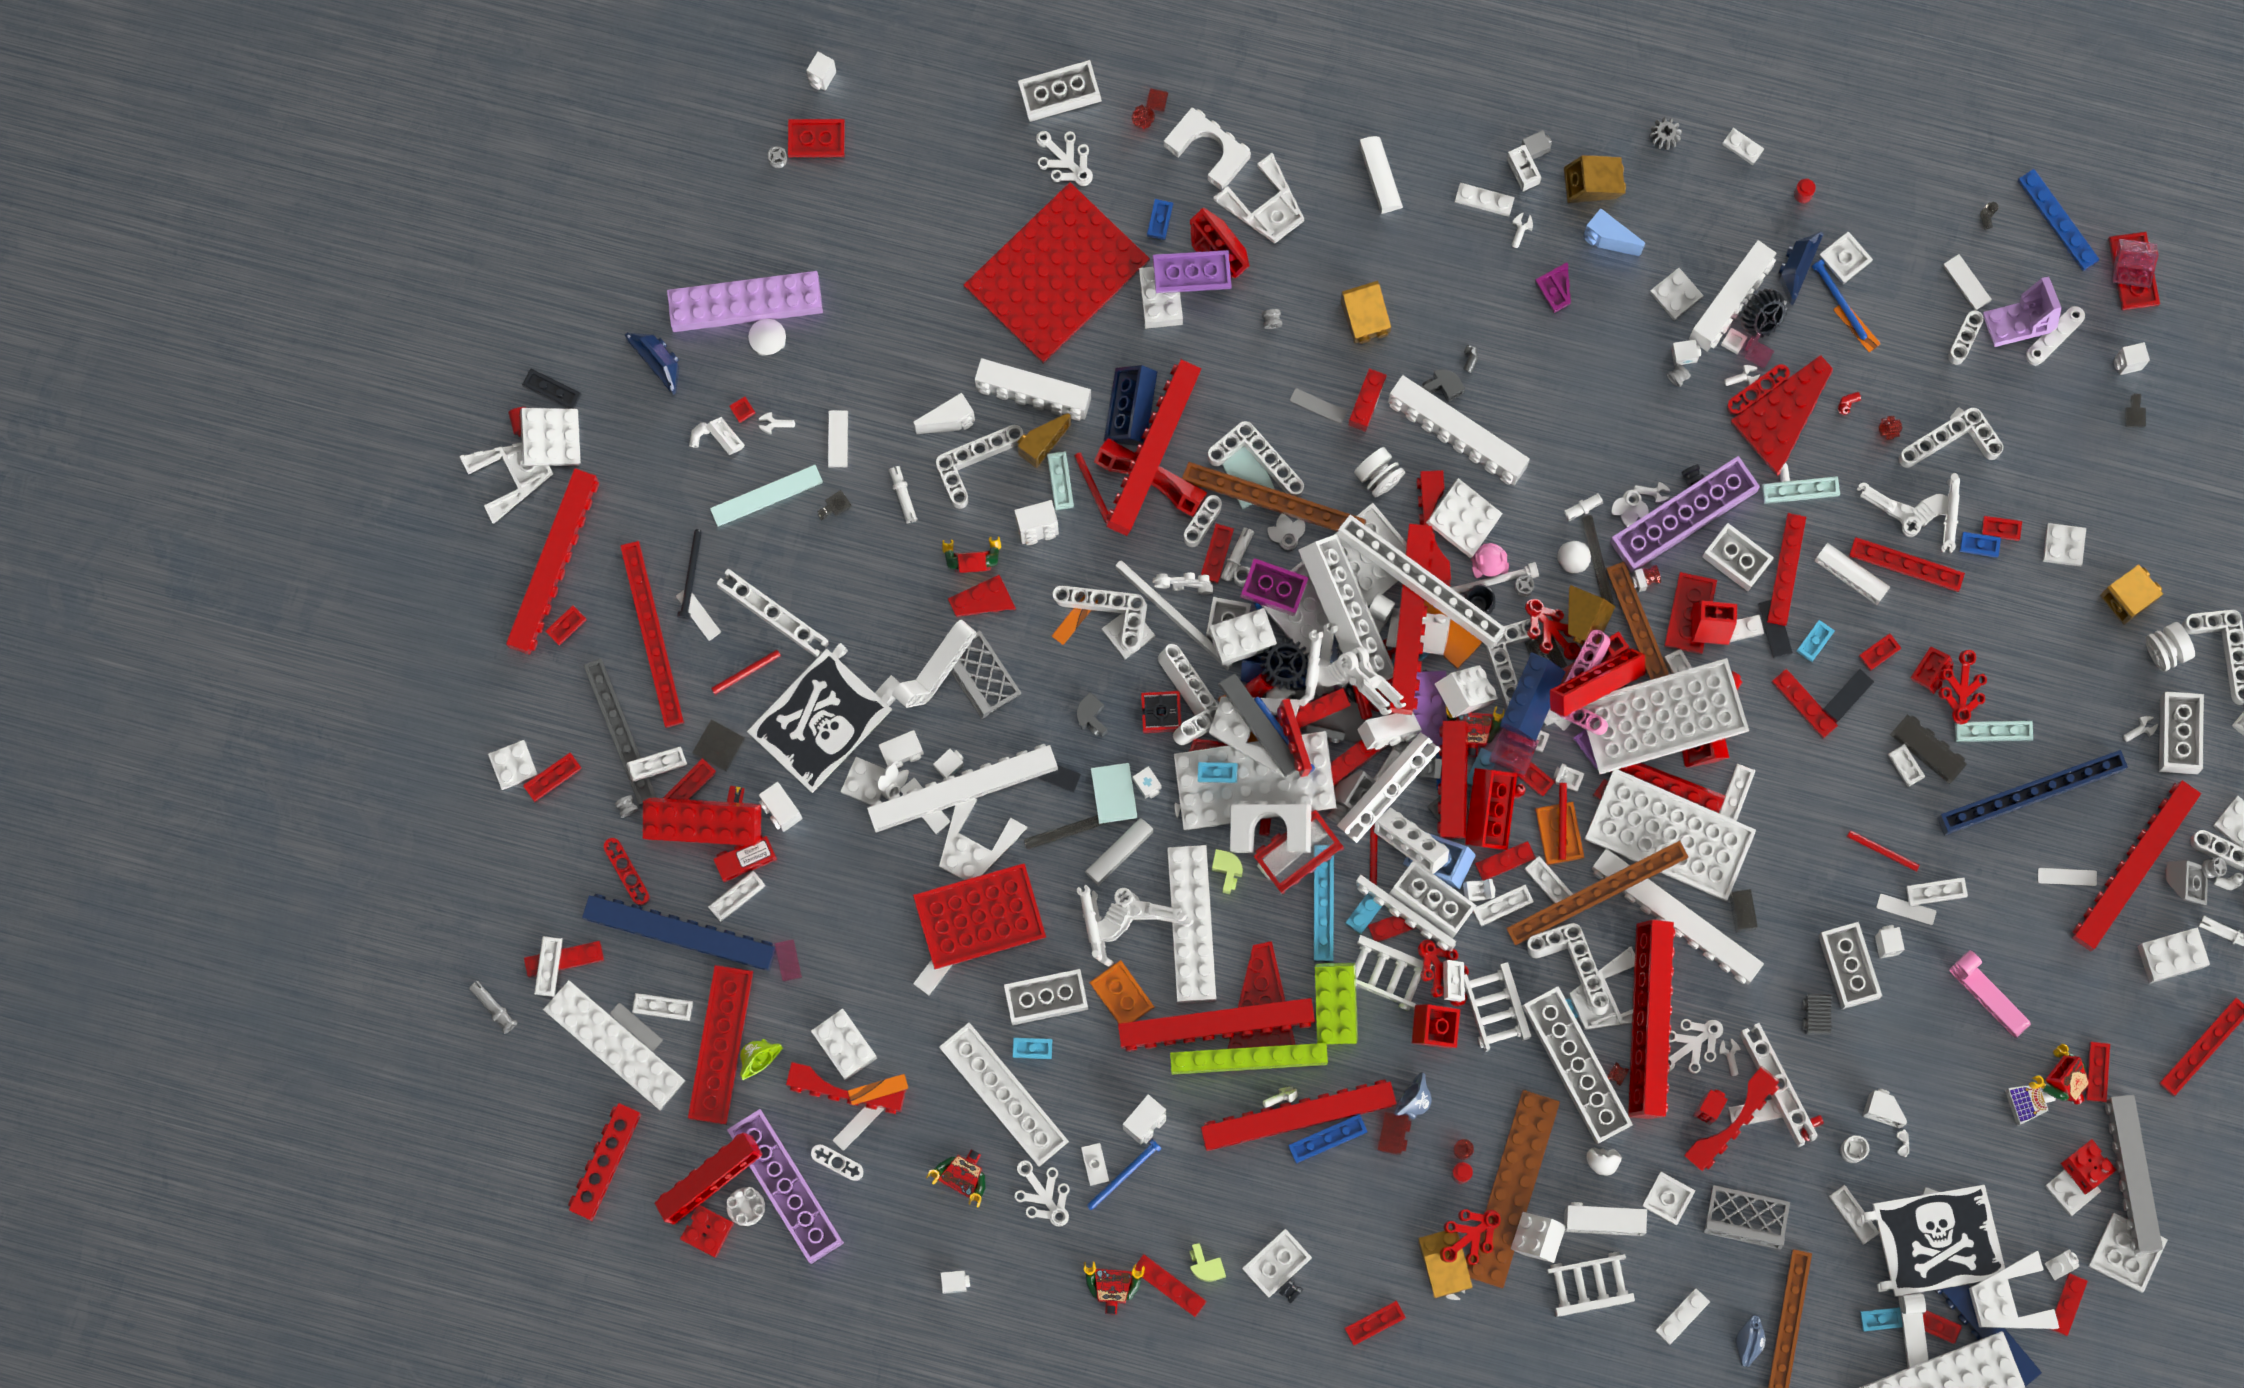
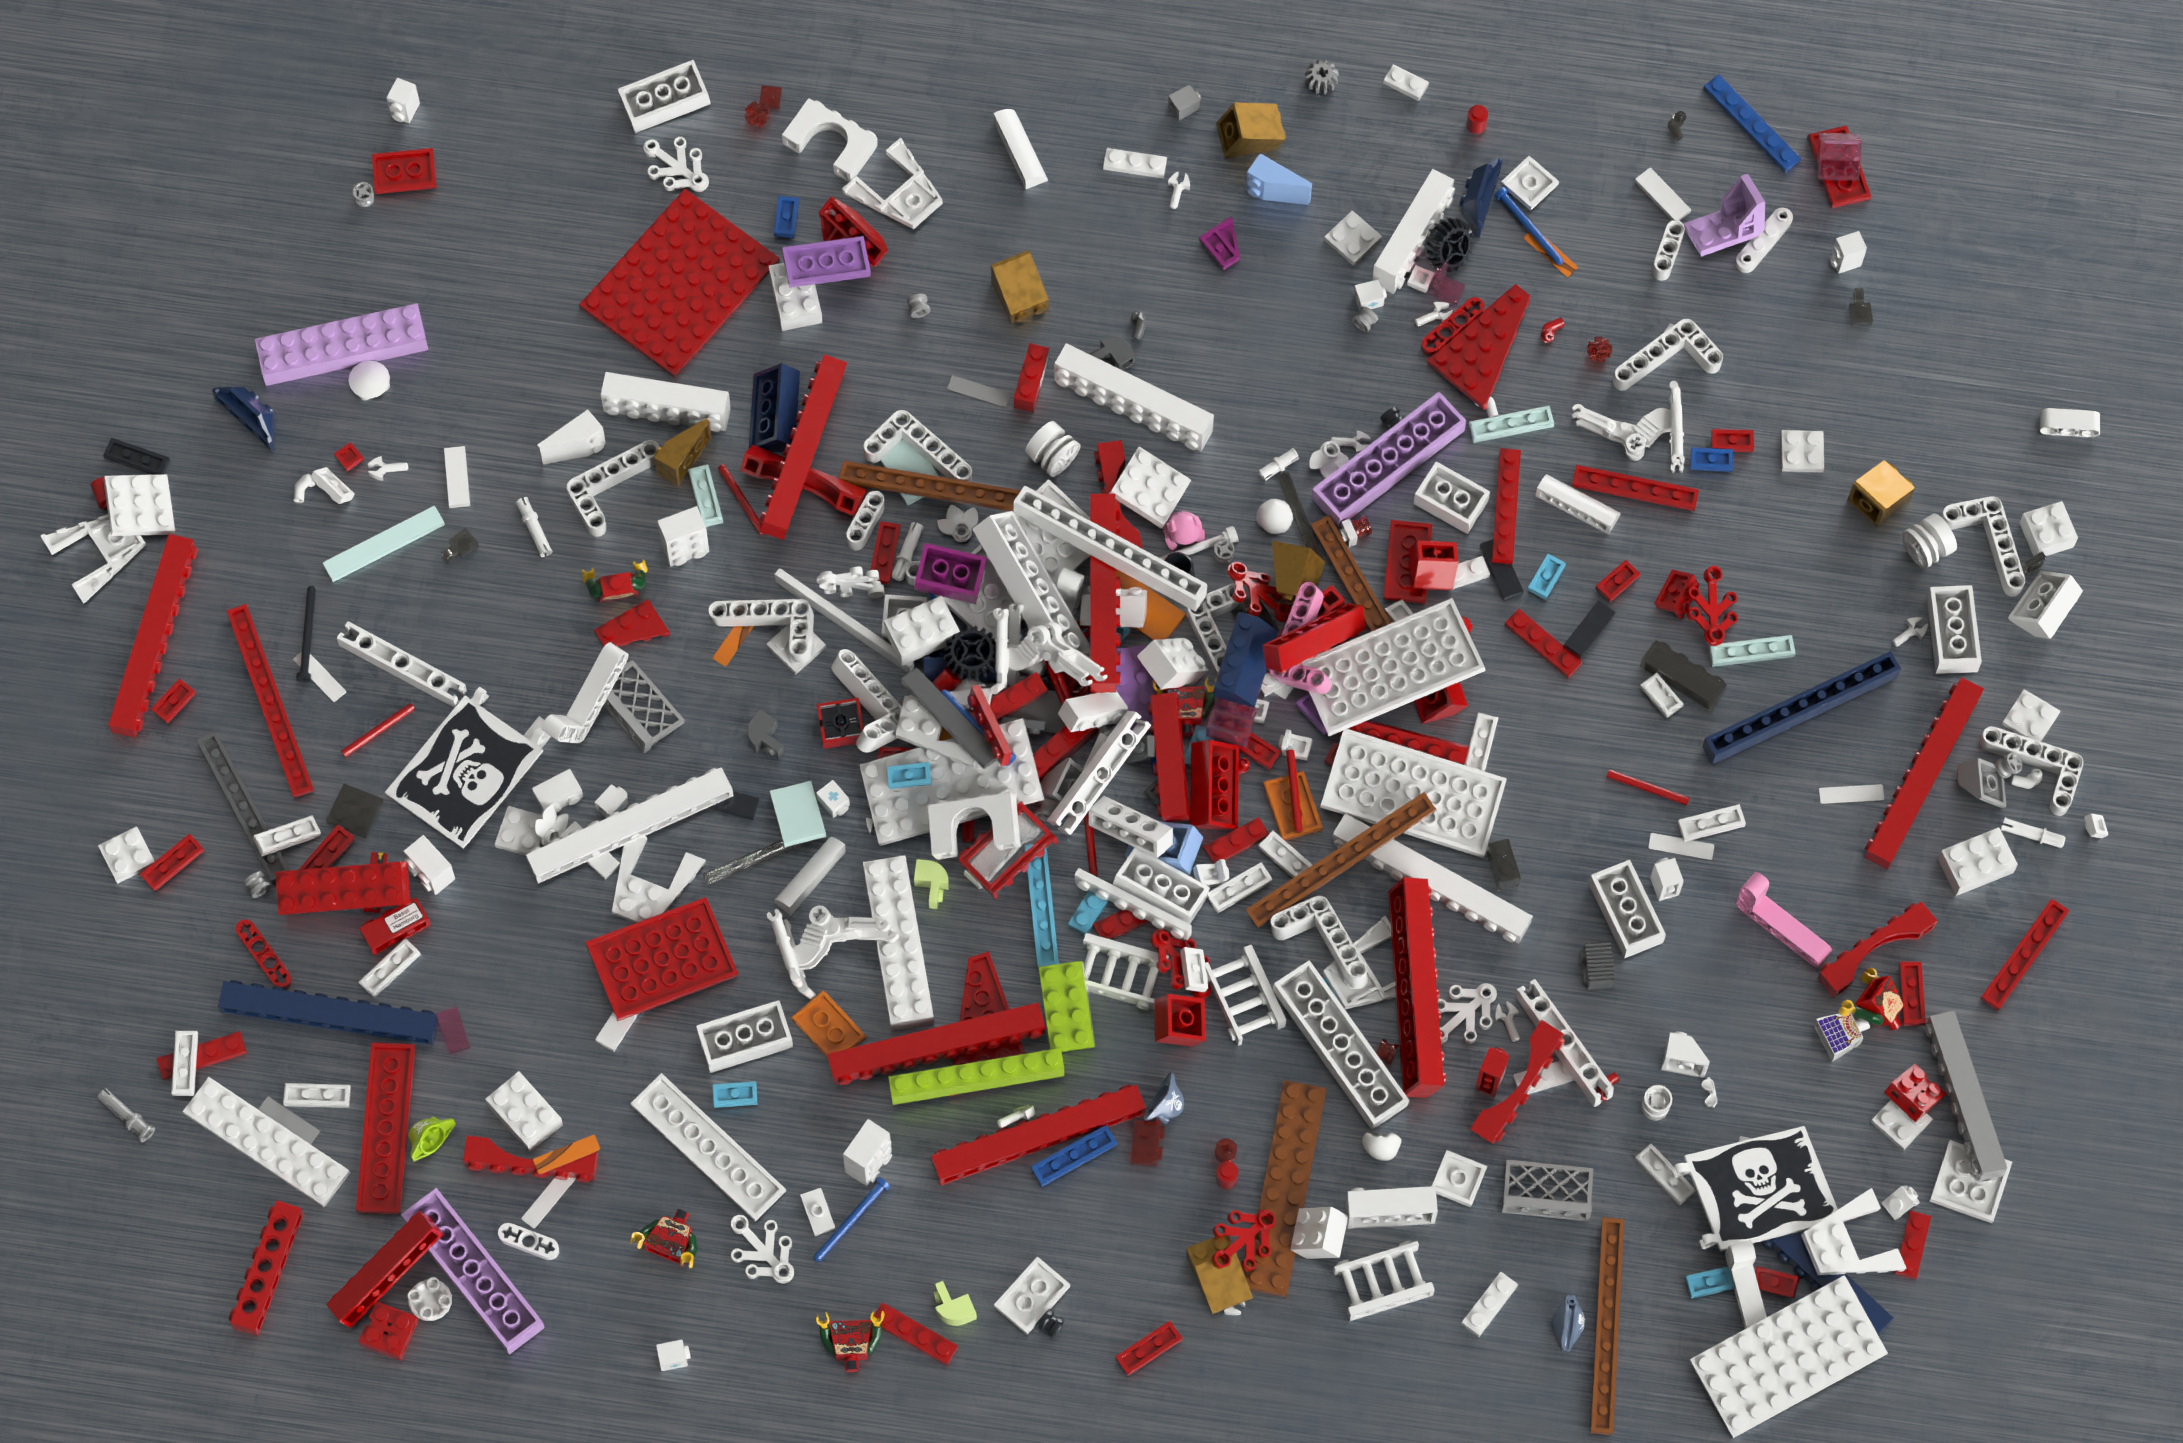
camera: 10 degrees left, 10 degrees down
(1523, 167) = (1173, 125): white brick -> none
(2105, 1008) = (1910, 925): none -> red arch

